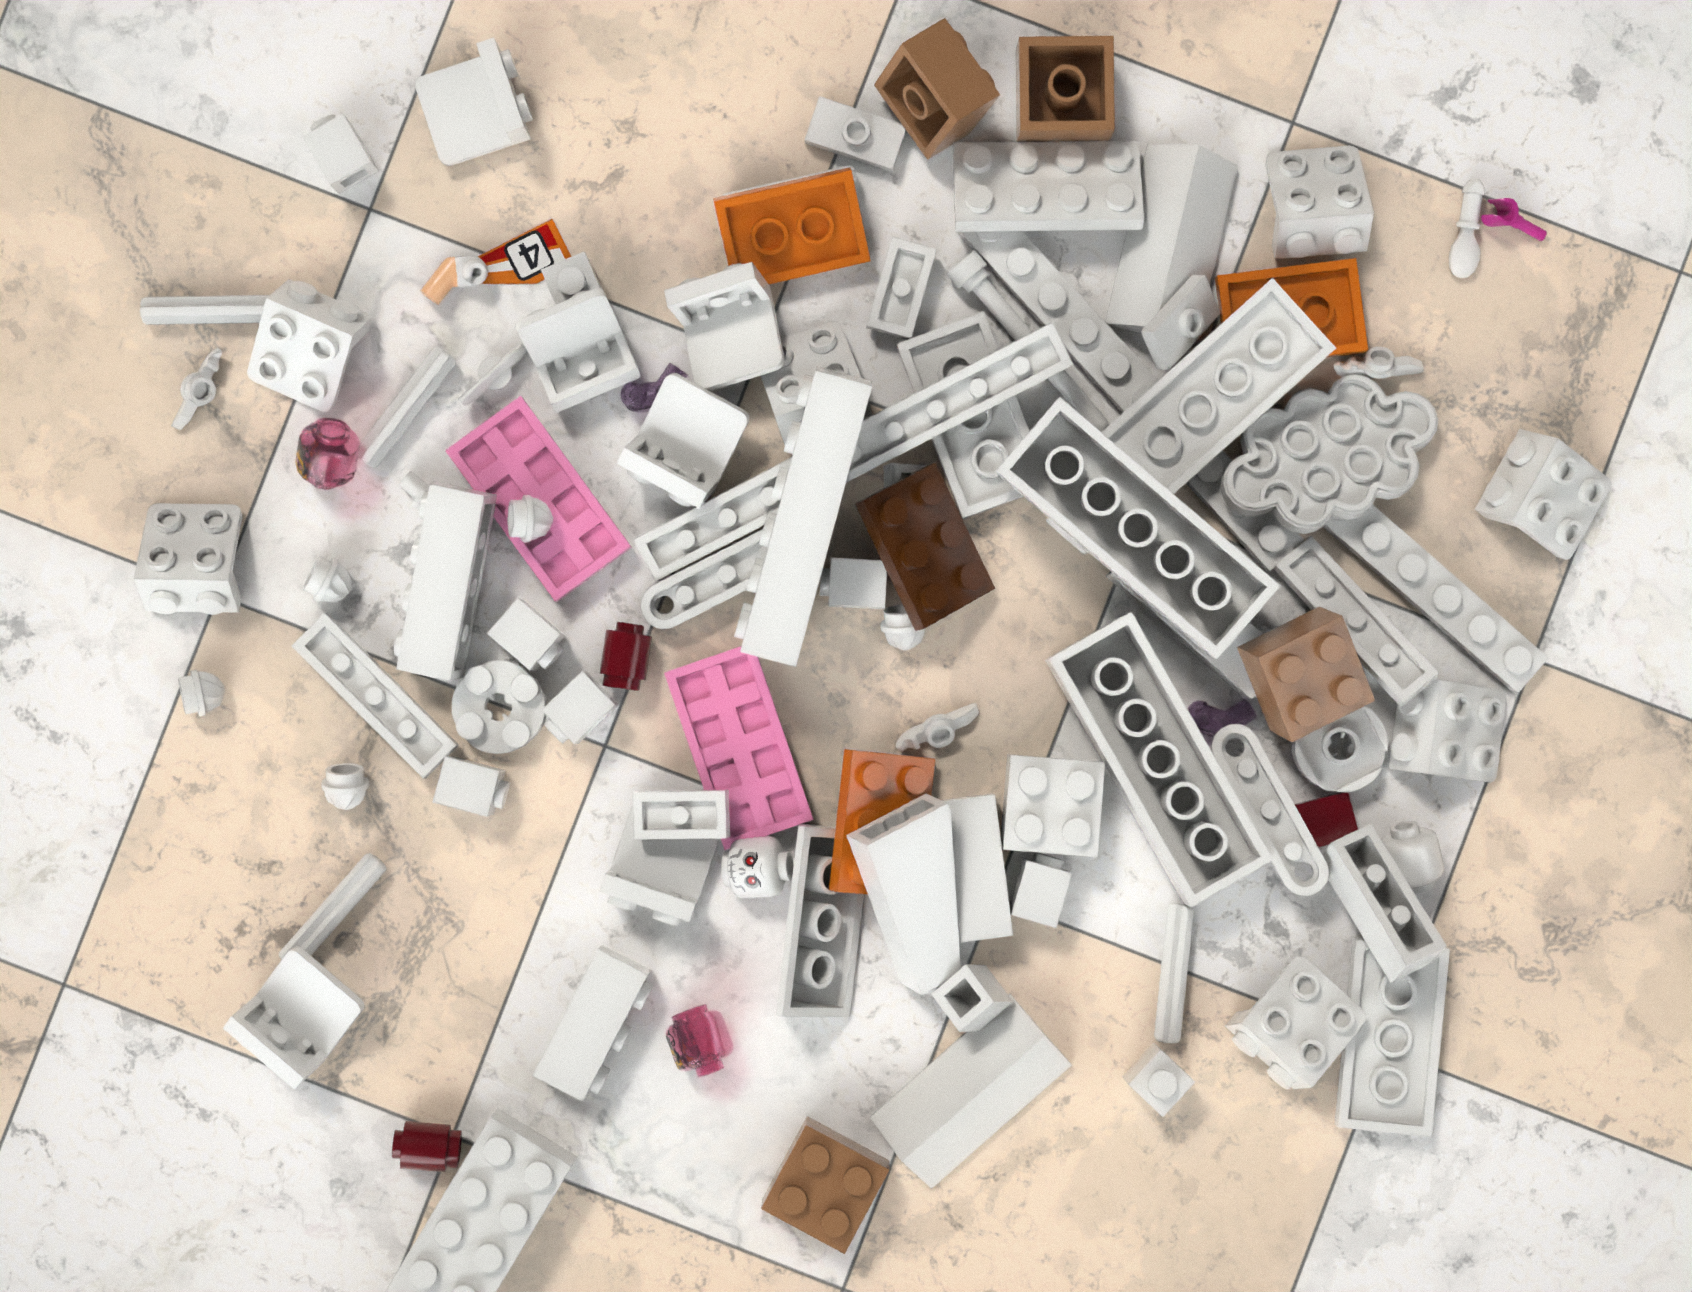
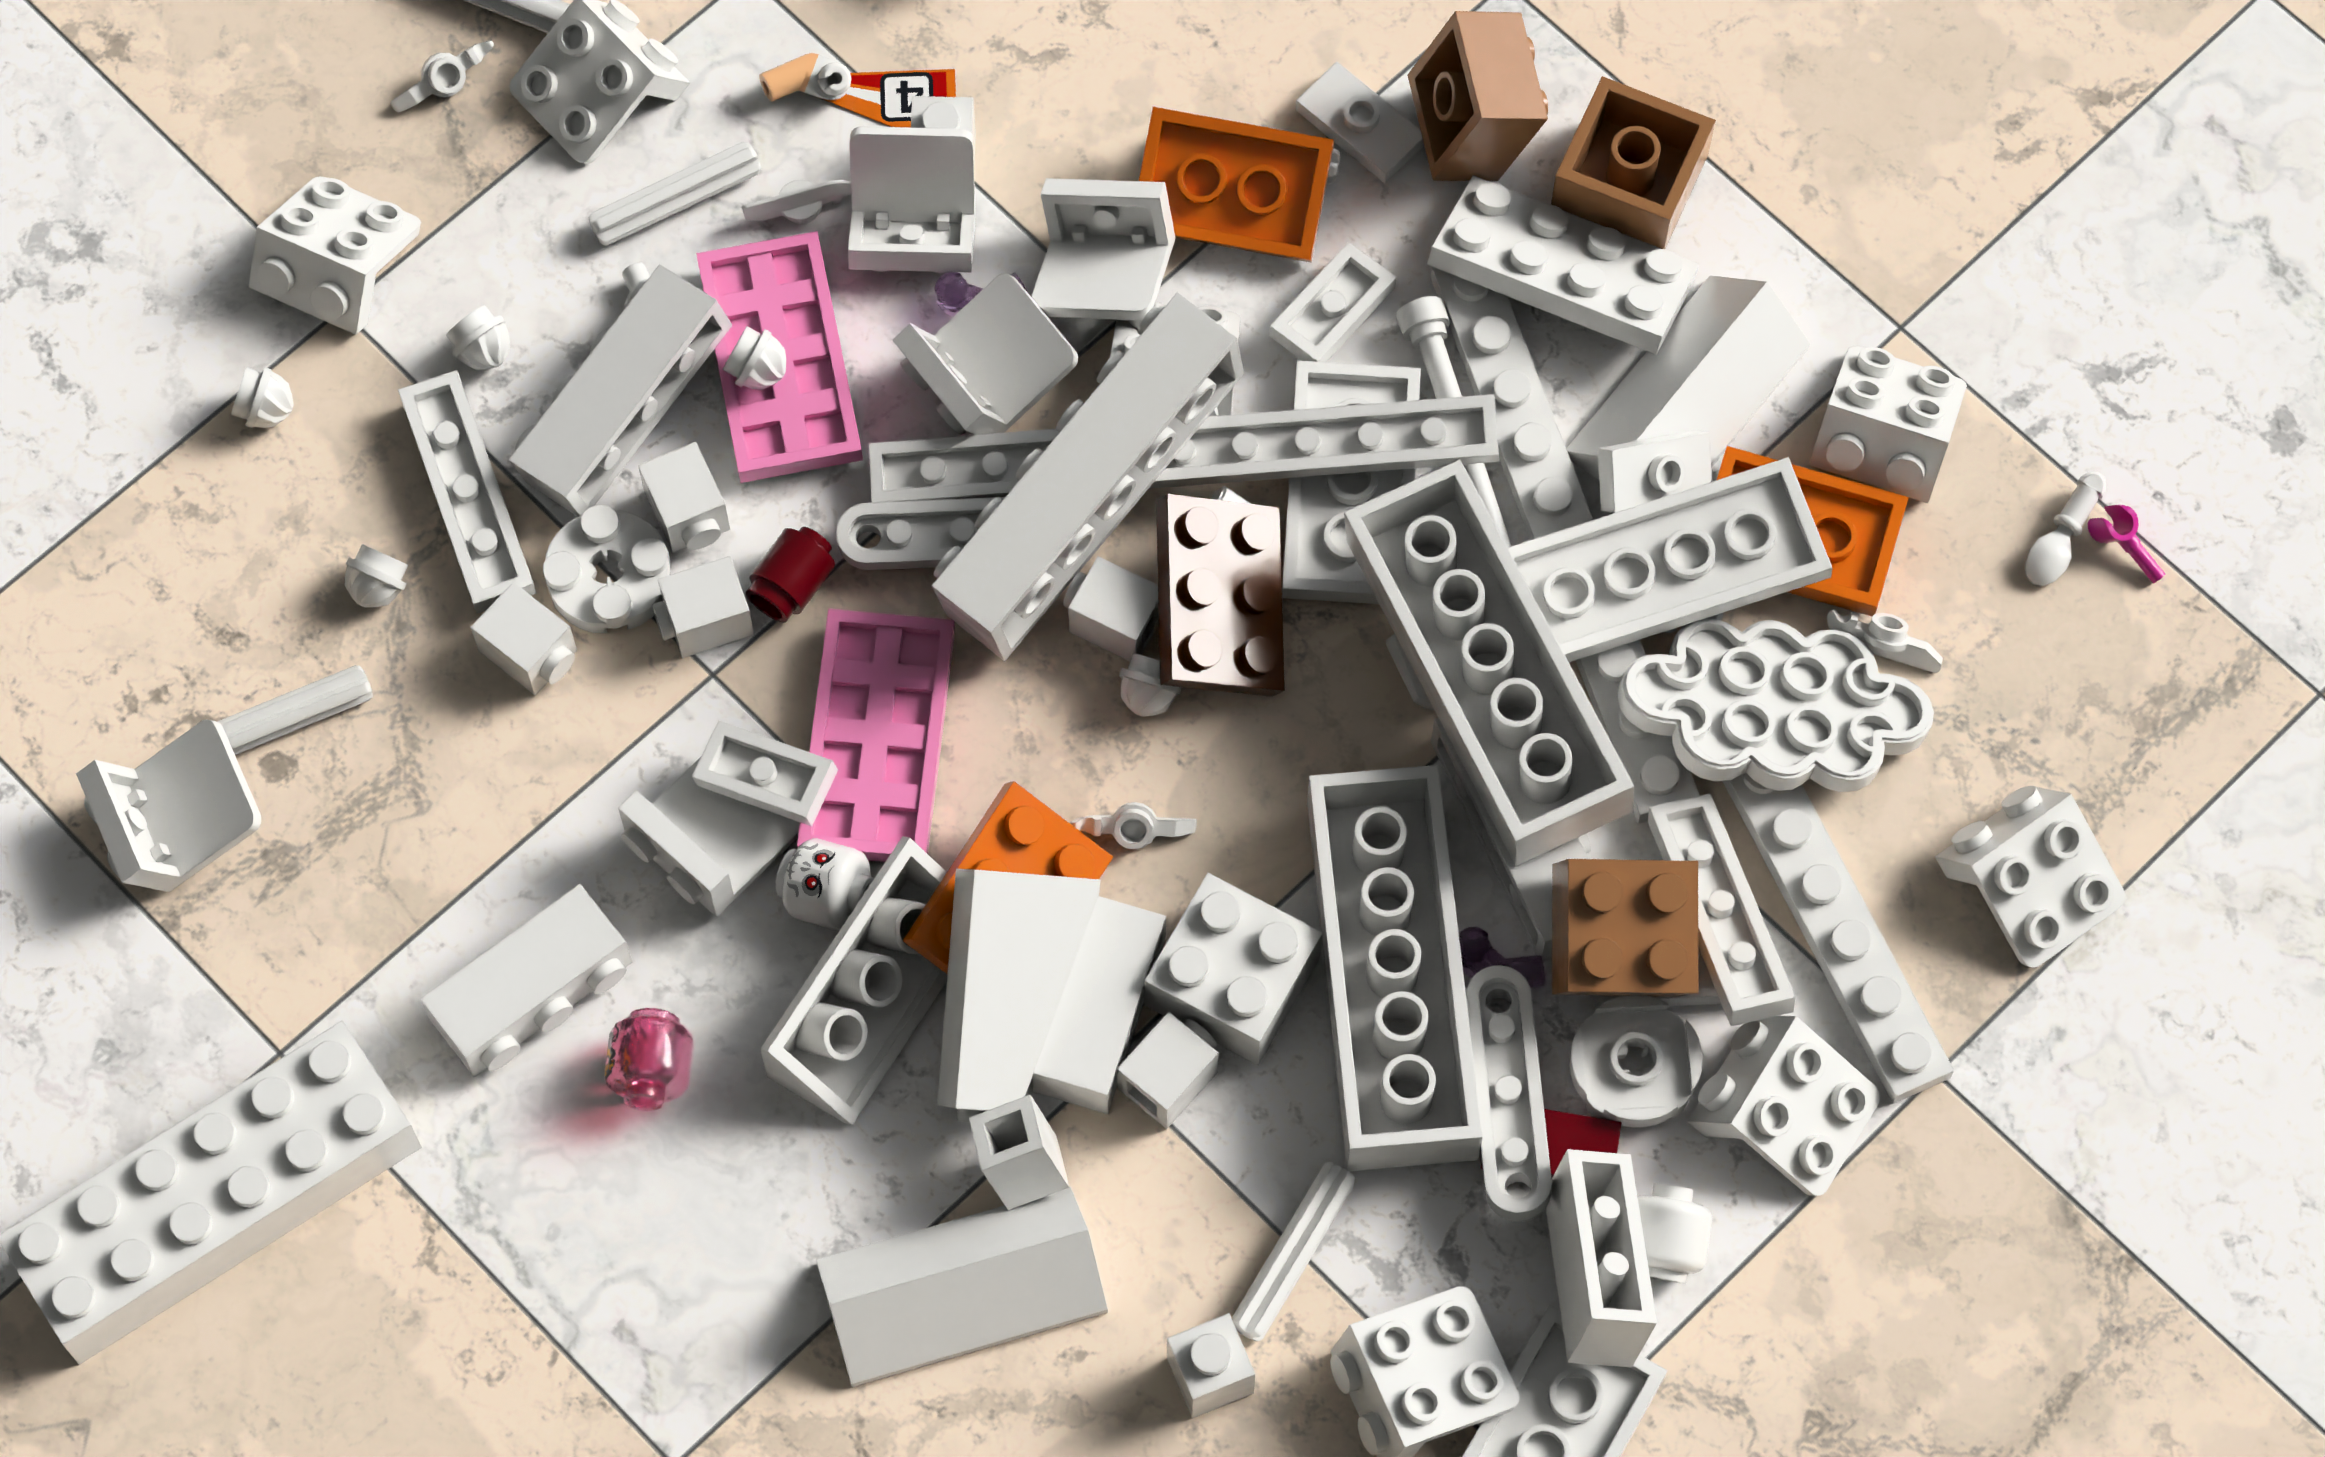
camera: 20 degrees right, 20 degrees down
(327, 453) = (556, 198): clear pink head -> none
(427, 1146) = (240, 1037): dark red brick -> none
(825, 1185) = (718, 1305): medium nougat brick -> none

